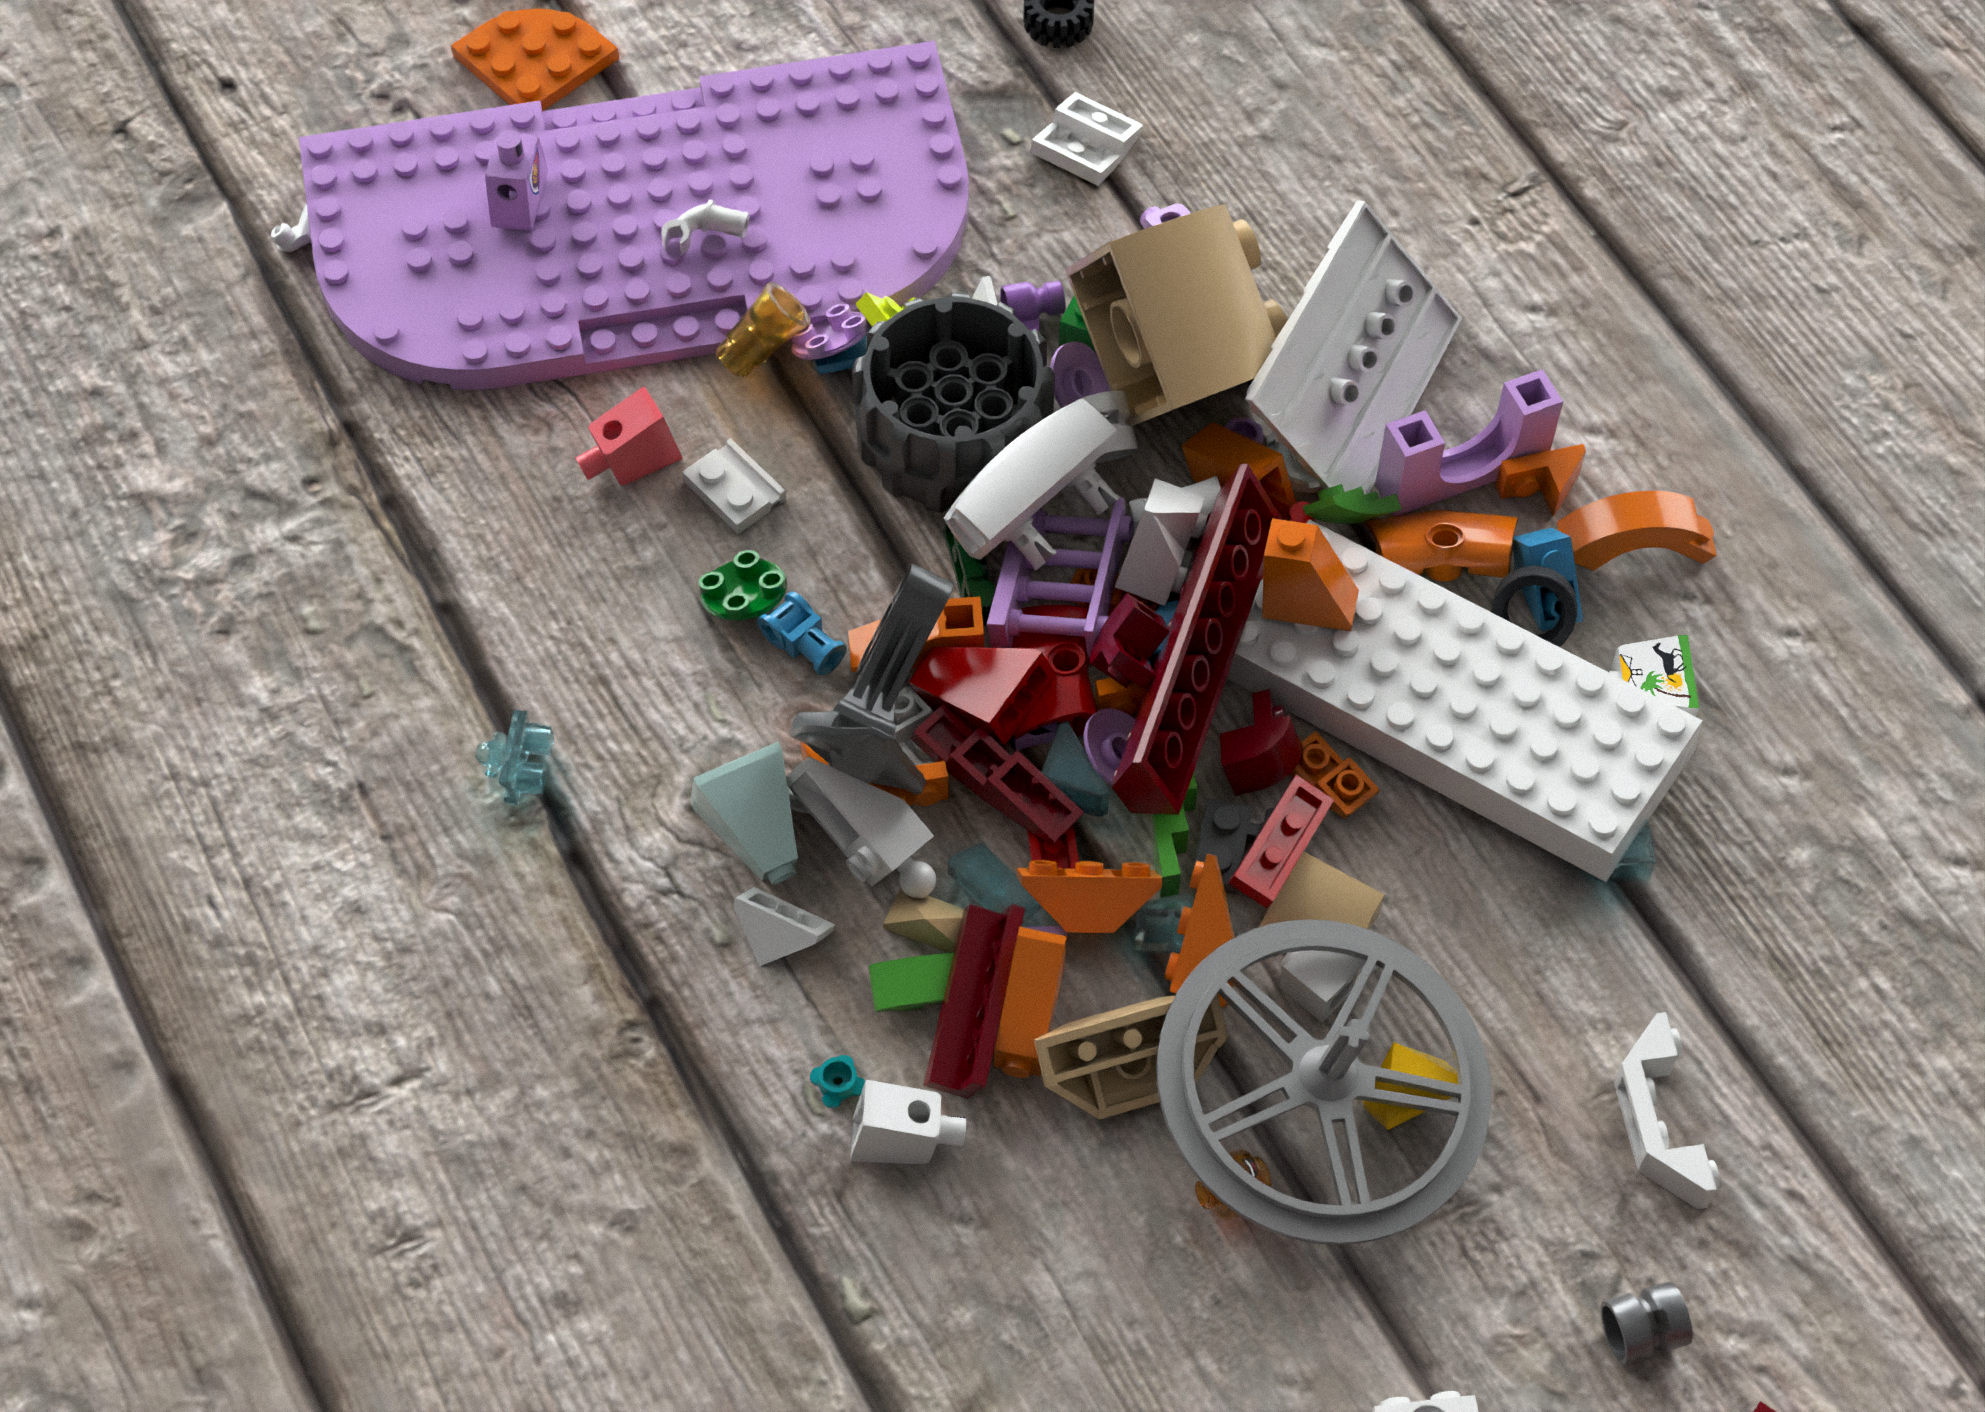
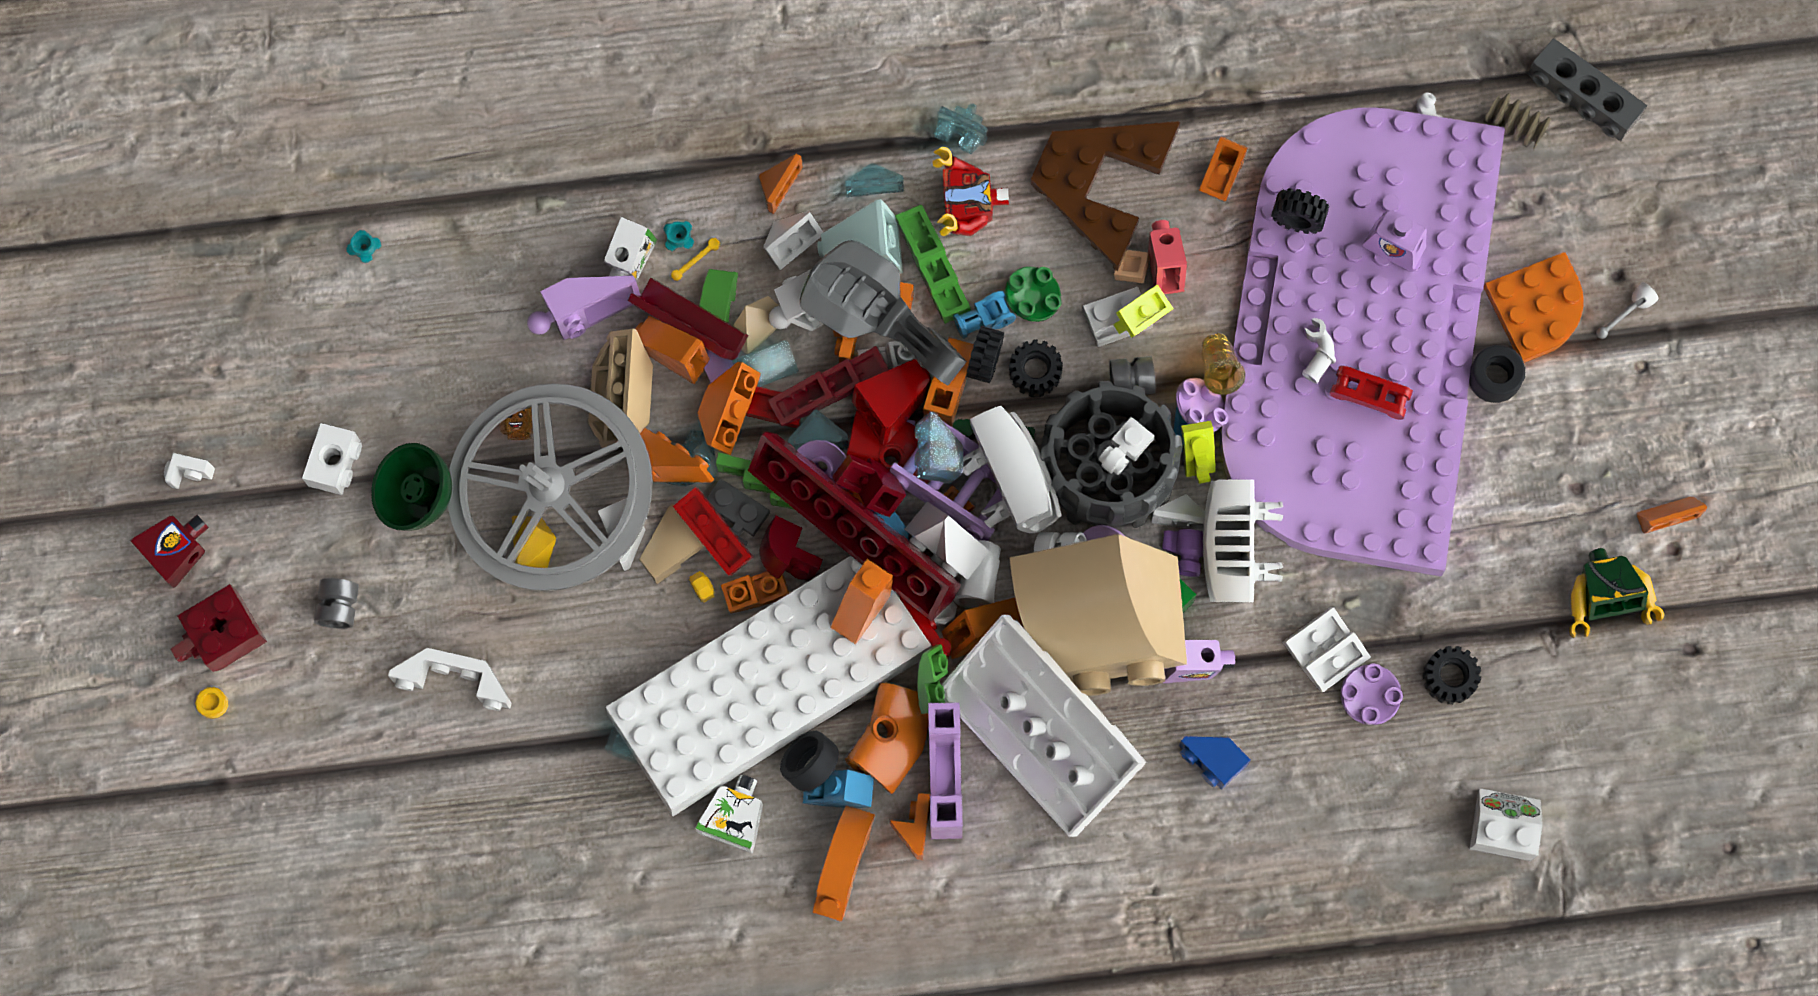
camera: 115 degrees right, 15 degrees up
(210, 78) = (1583, 75): none -> dark grey brick
(283, 121) = (1517, 120): none -> dark tan piece
(470, 417) = (1223, 169): none -> orange slope
(516, 286) = (1300, 211): none -> black tyre
(537, 605) = (1070, 168): none -> reddish brown wing
(632, 710) = (966, 195): none -> torso
(643, 846) = (873, 181): none -> clear light blue slope
(644, 48) = (1505, 358): none -> black tyre
(655, 486) = (1133, 267): none -> light nougat plate
(697, 970) = (778, 181): none -> orange slope
(728, 437) = (1142, 311): none -> neon yellow plate
(737, 159) = (1371, 392): none -> red plate
(750, 722) = (932, 263): none -> bright green slope
(819, 431) = (1138, 373): none -> flat silver wheel
(831, 1032) = (713, 244): none -> yellow hinge
(852, 529) = (1035, 351): none -> black tyre
(859, 596) = (985, 354): none -> black tyre
(942, 342) = (1129, 441): none -> white plate
(1003, 237) = (1230, 541): none -> white piece
(1020, 1155) = (581, 303): none -> lavender slope
(1042, 584) = (938, 451): none -> clear light blue slope
(1122, 78) = (1371, 694): none -> lavender dish
(1283, 196) = (1216, 757): none -> blue slope
(1360, 839) = (702, 586): none -> yellow tile
(1448, 1276) = (411, 487): none -> dark green piece

